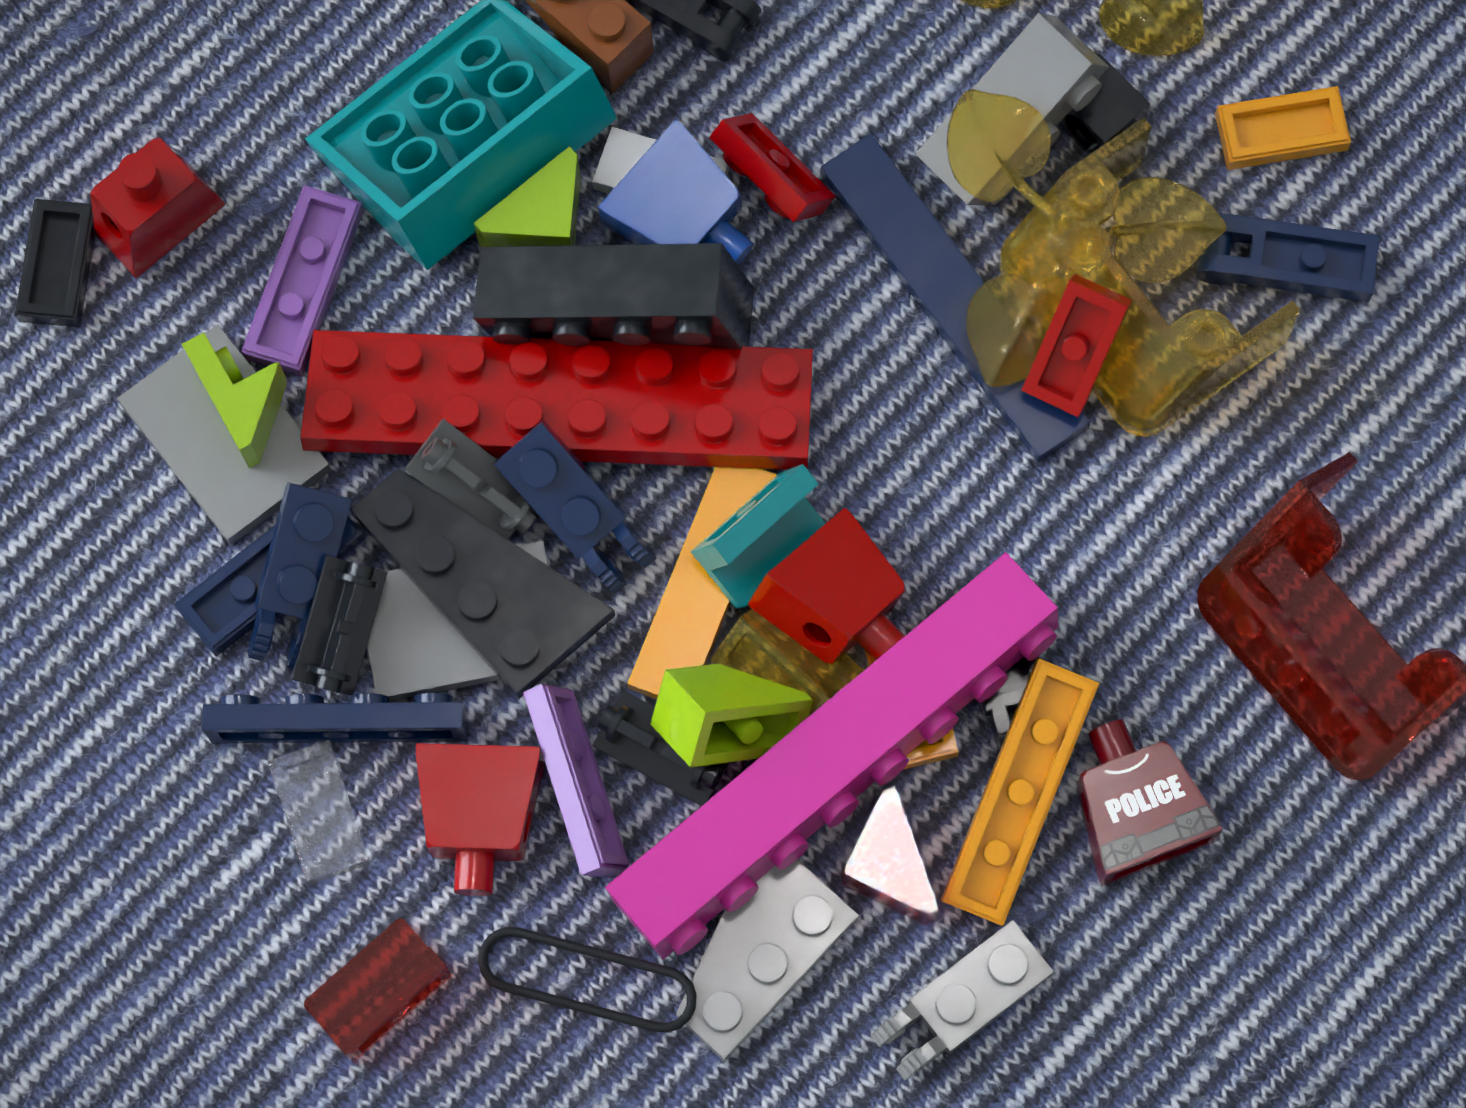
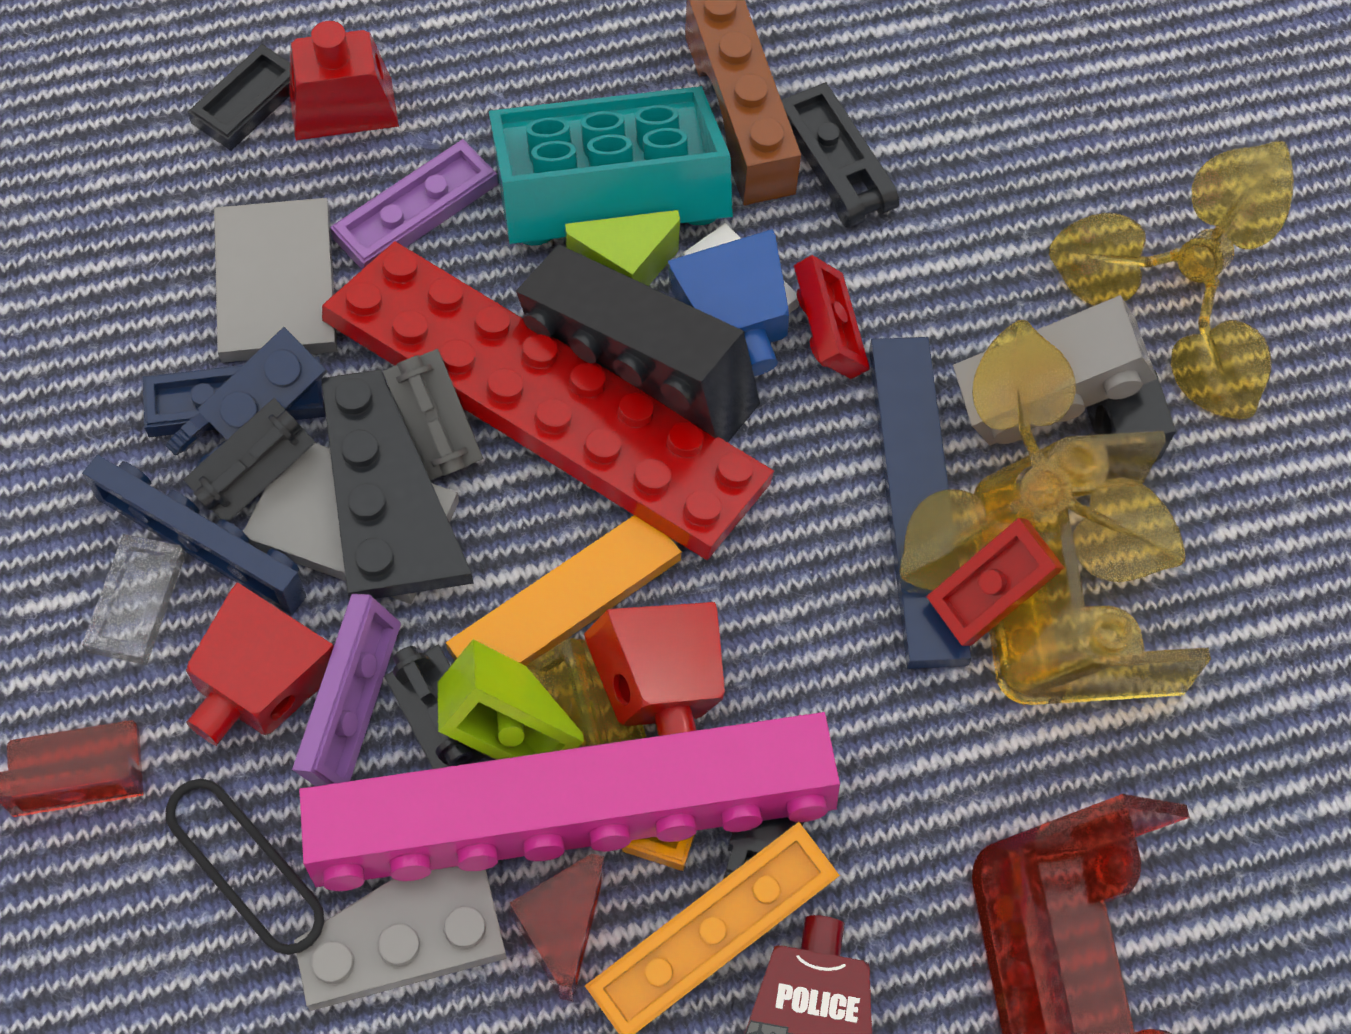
camera: 25 degrees right, 10 degrees down
(244, 404) = (297, 254): lime slope -> none
(571, 502) = (497, 473): dark blue hinge -> none
(760, 535) = (631, 581): teal panel -> none
(1282, 128) = (1281, 521): light orange tile -> none
(1293, 258) = (1229, 625): dark blue plate -> none

